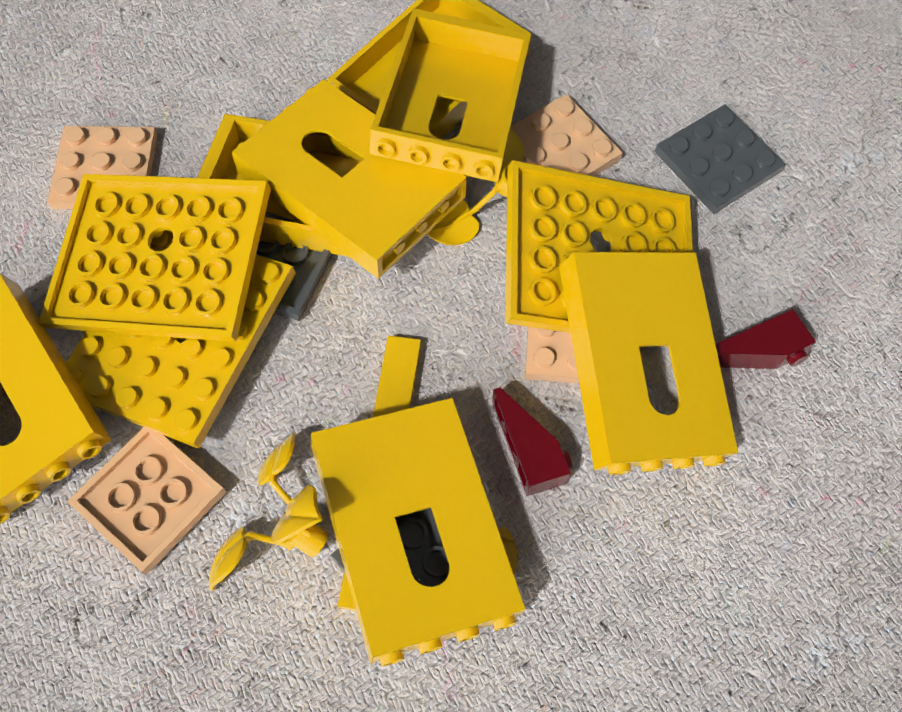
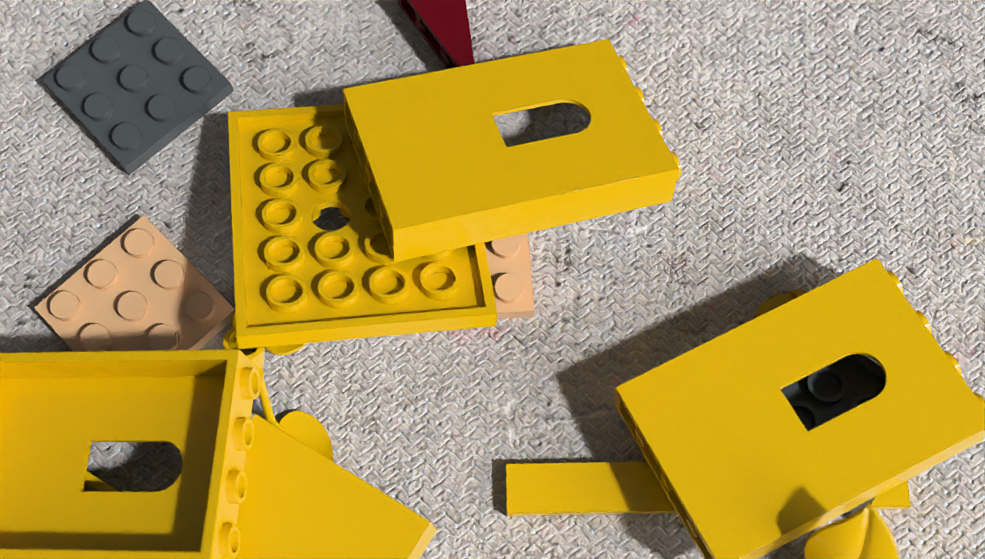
camera: 95 degrees left, 5 degrees up
(533, 449) = (652, 282): dark red slope -> none

